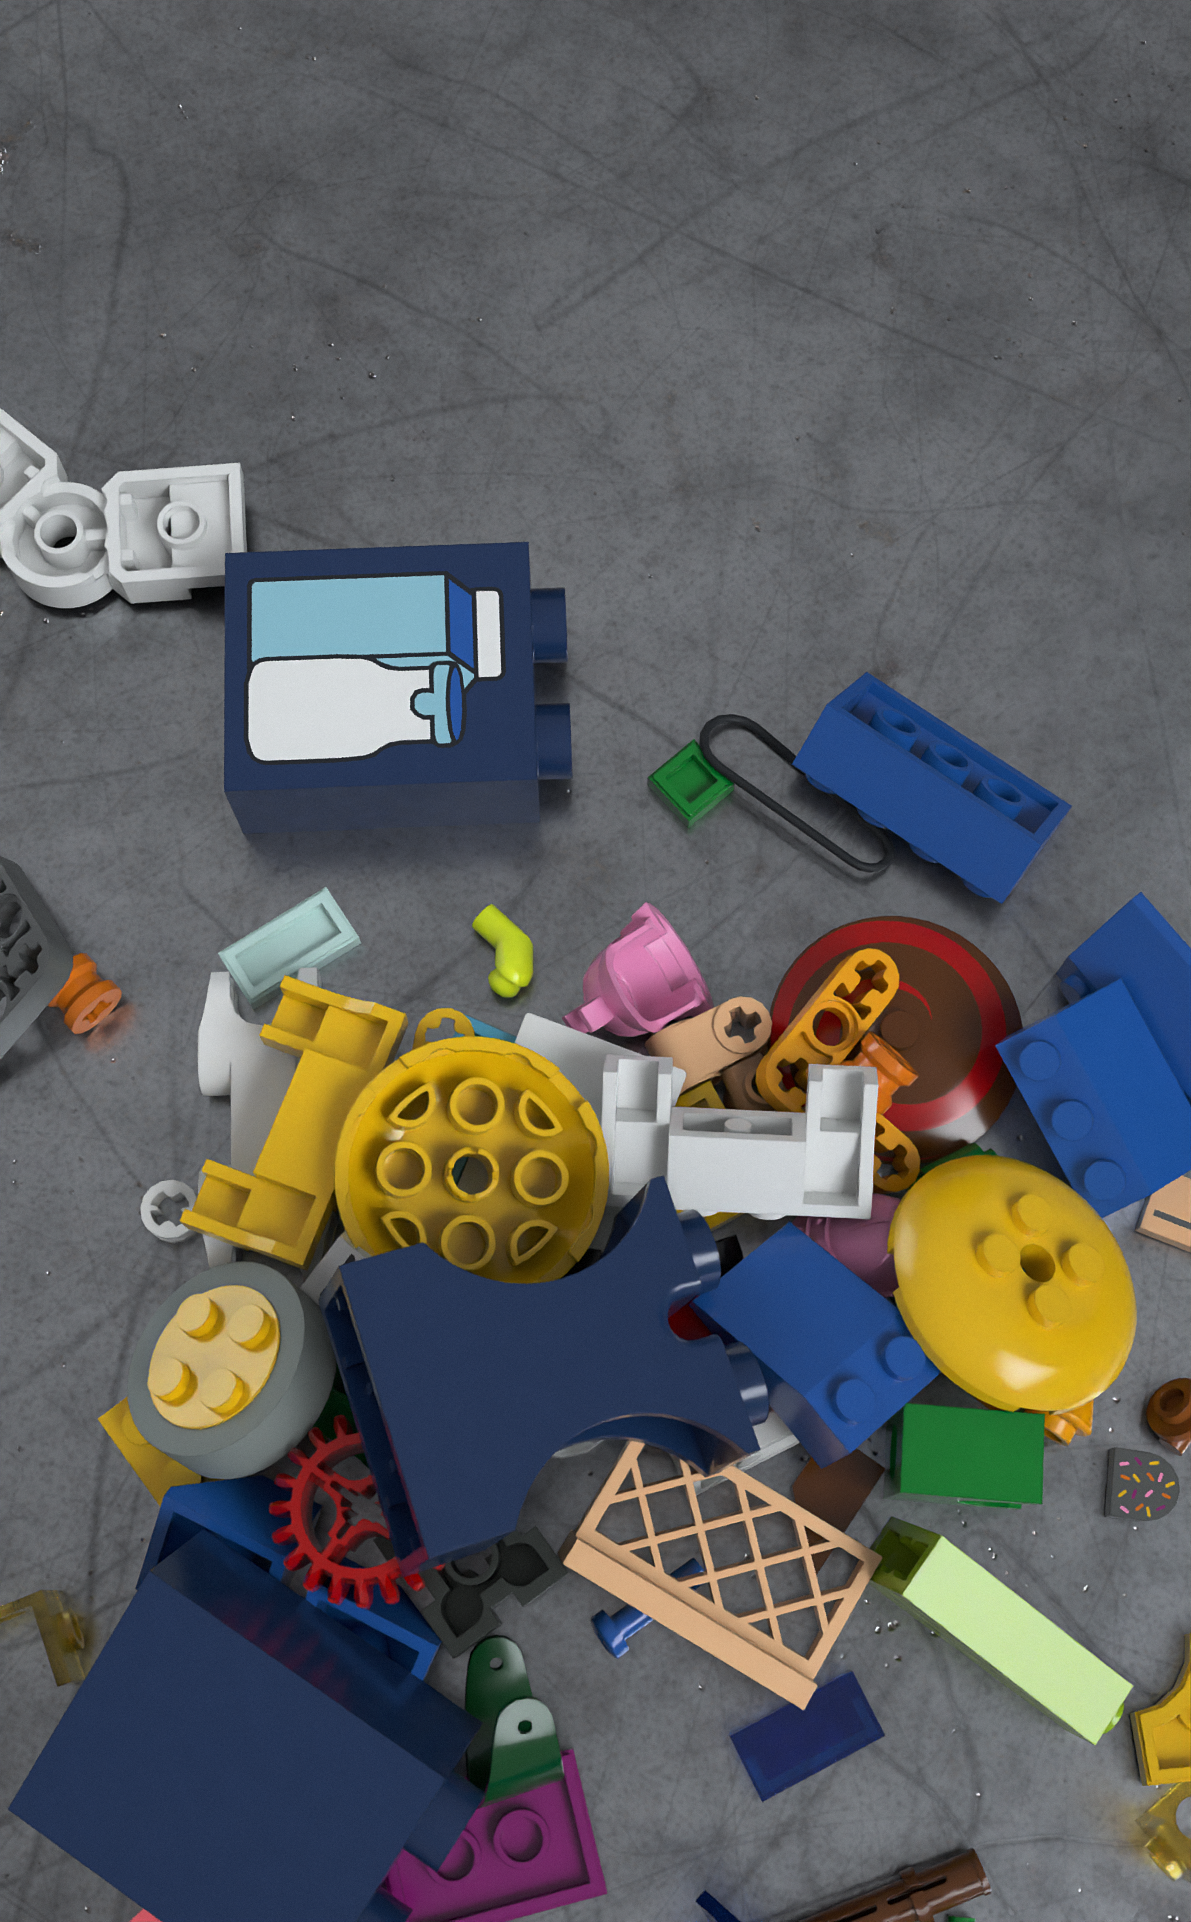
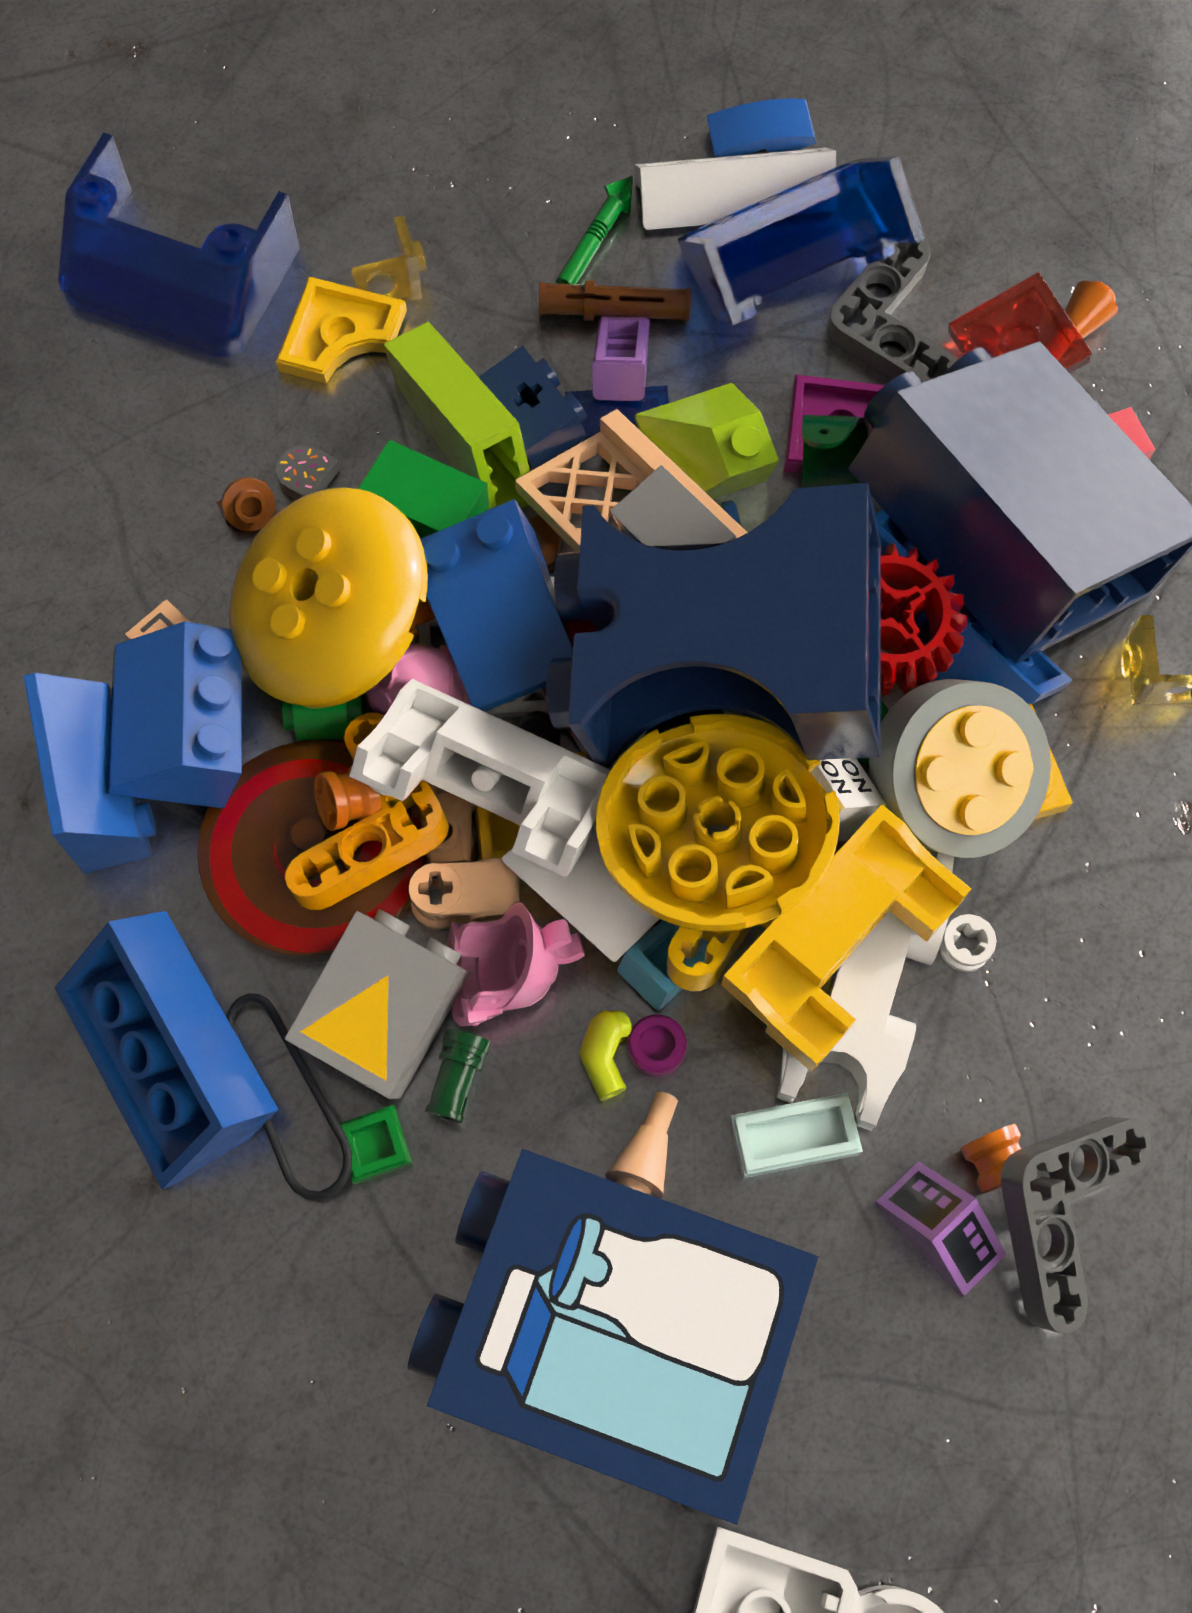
camera: 160 degrees left, 5 degrees down
(122, 915) = (943, 1226): none -> slope
(428, 859) = (644, 1157): none -> light nougat cone
(458, 980) = (656, 1045): none -> magenta tile
(641, 869) = (461, 1059): none -> dark green pin
(641, 1501) = (668, 516): none -> light grey slope
(678, 1725) = (713, 439): none -> lime slope
(745, 896) = (379, 1003): none -> light grey brick
(820, 1779) = (620, 358): none -> medium lavender slope
(945, 1676) = (545, 417): none -> dark blue brick

